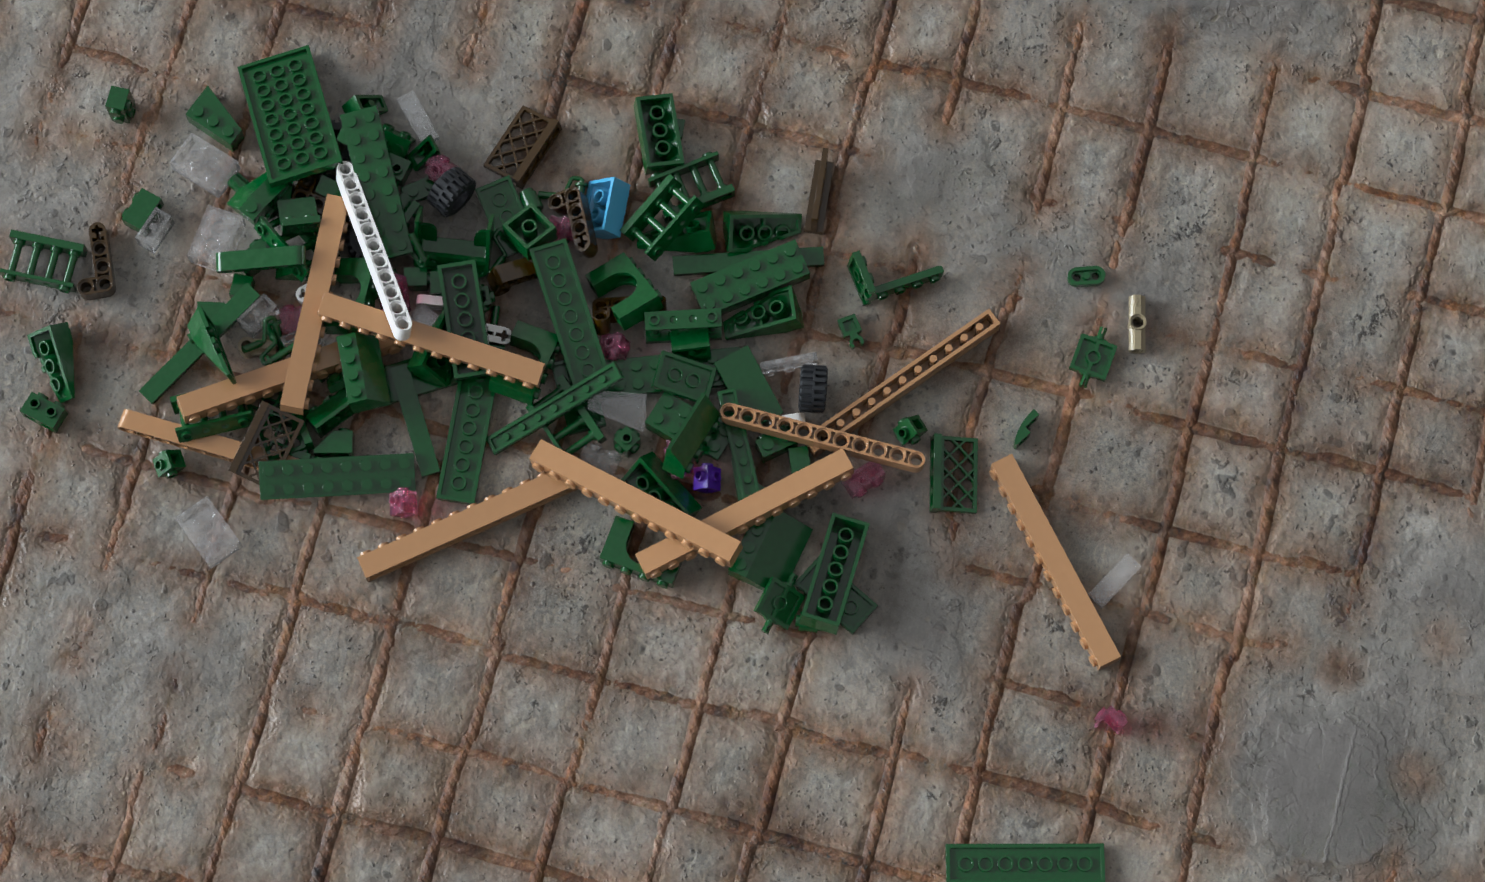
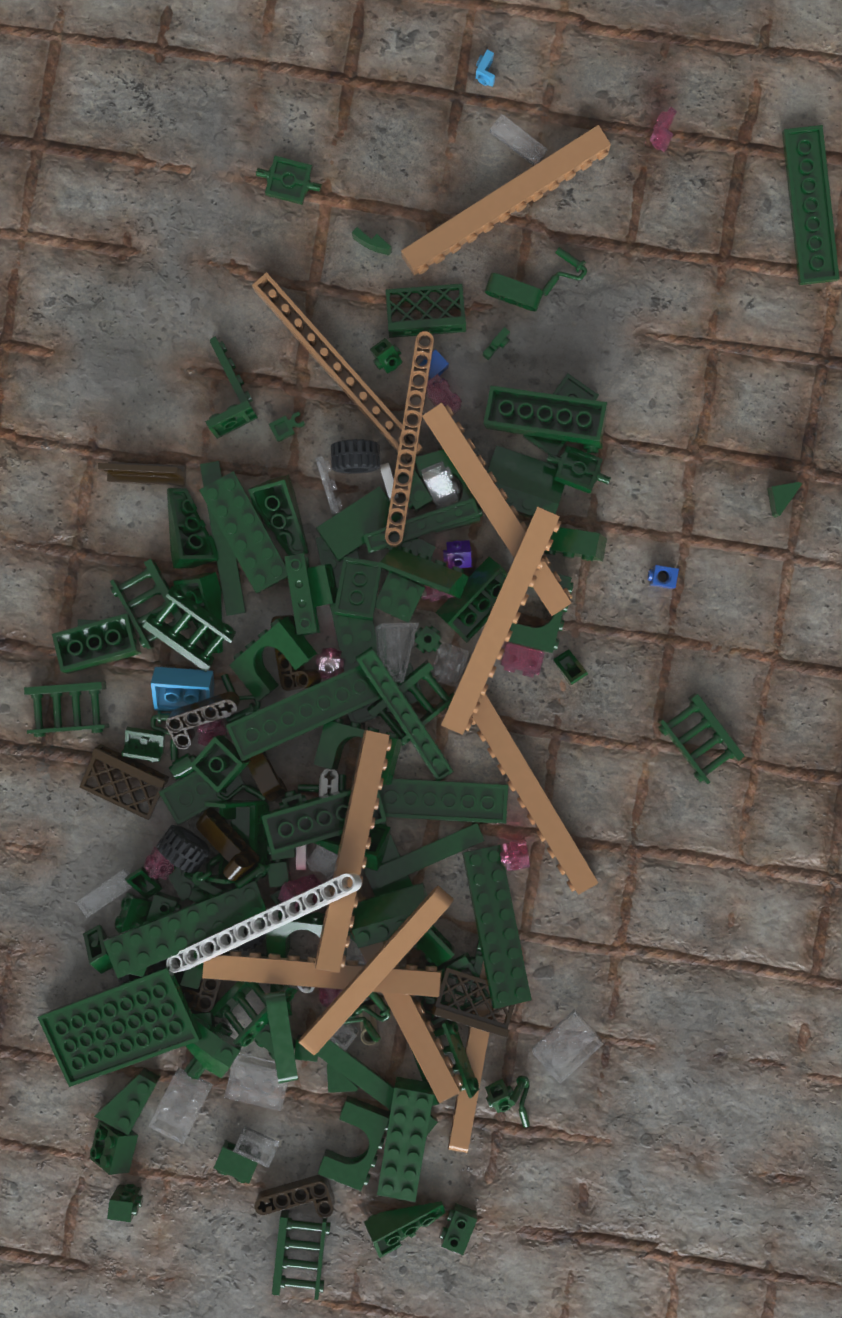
camera: 90 degrees left, 15 degrees up
(141, 367) = (405, 1139): none -> dark green brick
(158, 343) = (354, 1170): none -> dark green arch
(172, 100) = (113, 1149): none -> dark green slope
(178, 487) = (522, 1083): none -> dark green piece
(205, 336) = (370, 1079): dark green wedge -> none
(298, 216) = (228, 1003): dark green bracket -> none
(315, 347) = (376, 970): none -> medium nougat beam
(336, 444) = (460, 929): dark green slope -> none
(422, 200) = (199, 877): none -> dark green piece
(451, 234) = (228, 843): none -> dark brown beam
(513, 706) = (720, 736): none -> dark green fence
(556, 167) = (144, 744): none -> dark green bracket
(582, 576) = (570, 667): none -> dark green slope
(596, 530) = (522, 659): none -> clear pink brick
(601, 252) = (251, 709): none -> dark green piece
(616, 110) = (75, 691): none -> dark green fence
(660, 684) = (671, 573): none -> blue brick
(705, 592) = (578, 543): none -> dark green wedge
(731, 802) = (780, 496): none -> dark green slope
(776, 466) = (440, 485): none -> clear brick
(896, 477) = (438, 364): none -> blue brick
(916, 543) = (500, 340): none -> dark green plate
(963, 560) = (513, 292): none -> dark green beam
(983, 628) = (580, 265): none -> dark green piece
(1085, 275) = (203, 195): dark green plate -> none
(1137, 337) = (236, 138): dark tan piece -> none
(1192, 554) = (483, 64): none -> dark azure bracket

